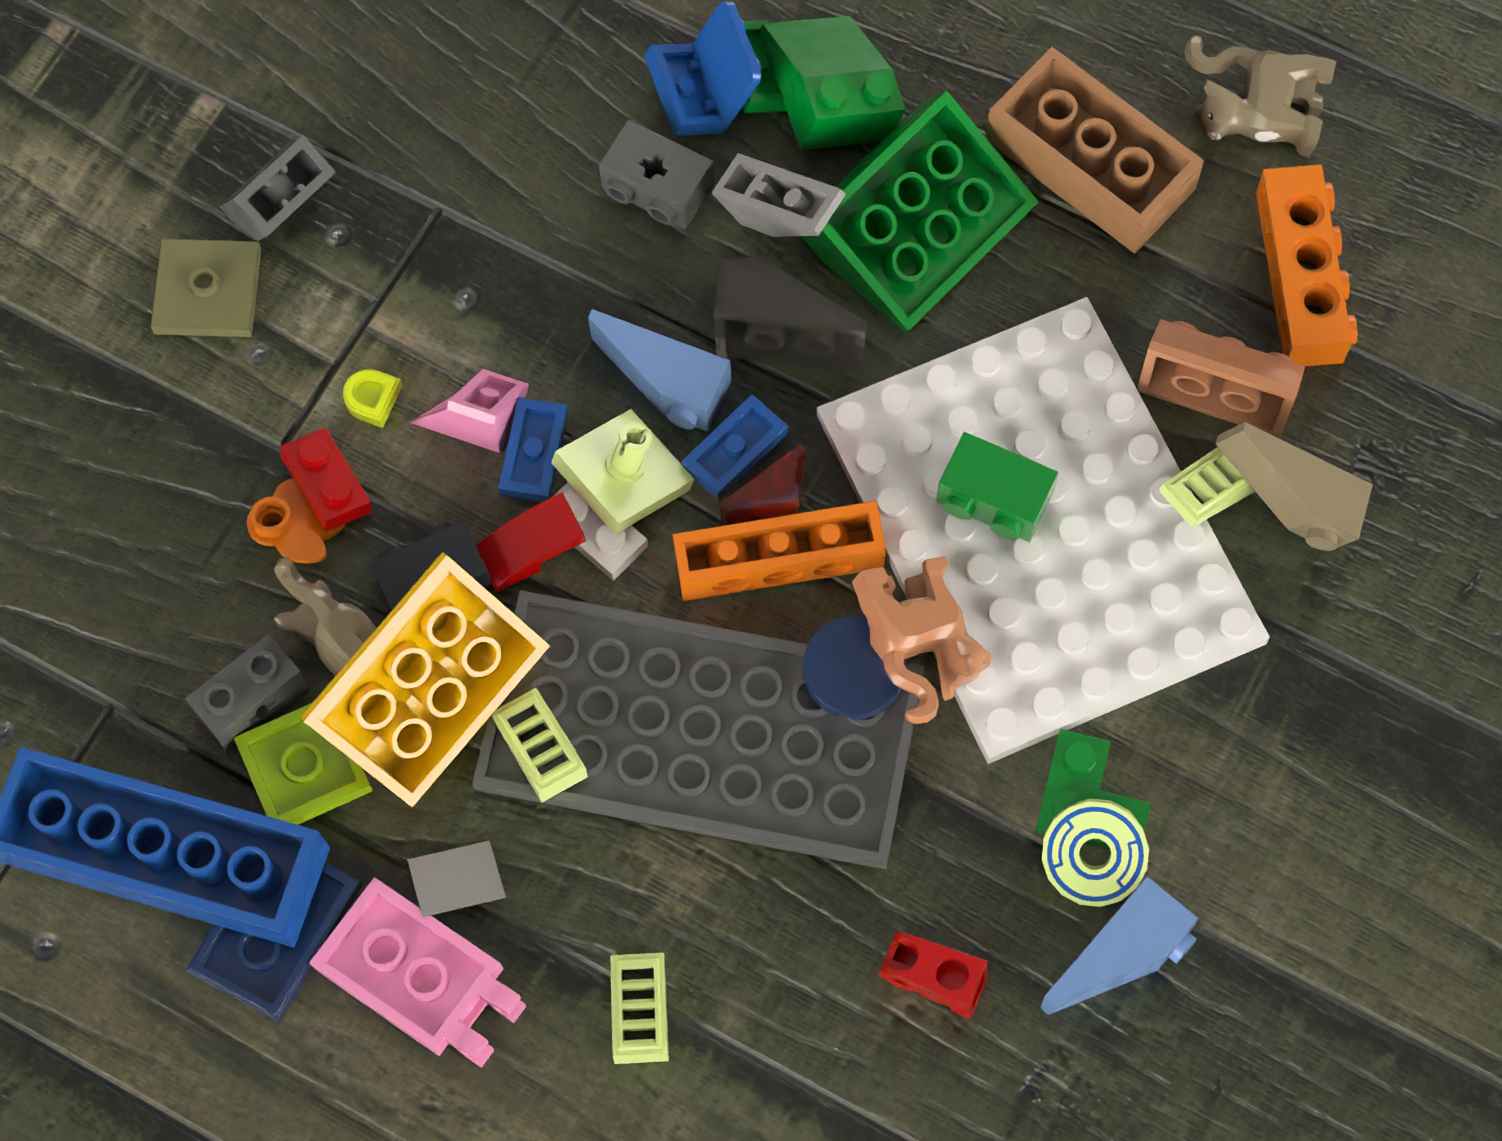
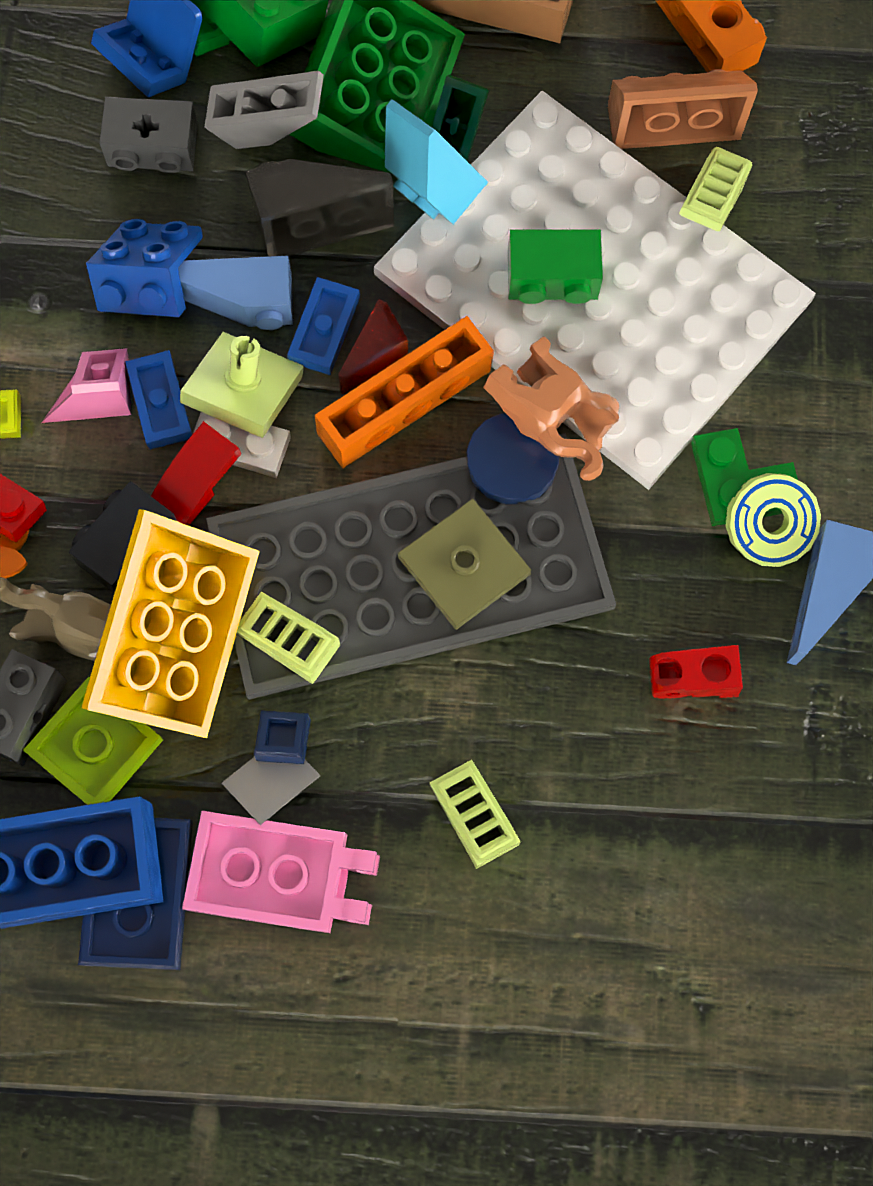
camera: 30 degrees left, 5 degrees up
(488, 842) = (282, 737): none -> dark blue tile
(576, 307) = (140, 268): none -> blue bracket
(751, 752) = (464, 564): none -> olive plate
(917, 331) = (428, 166): none -> medium azure slope
(972, 296) = (460, 113): none -> dark green slope
(1298, 487) = (784, 165): dark tan slope -> none

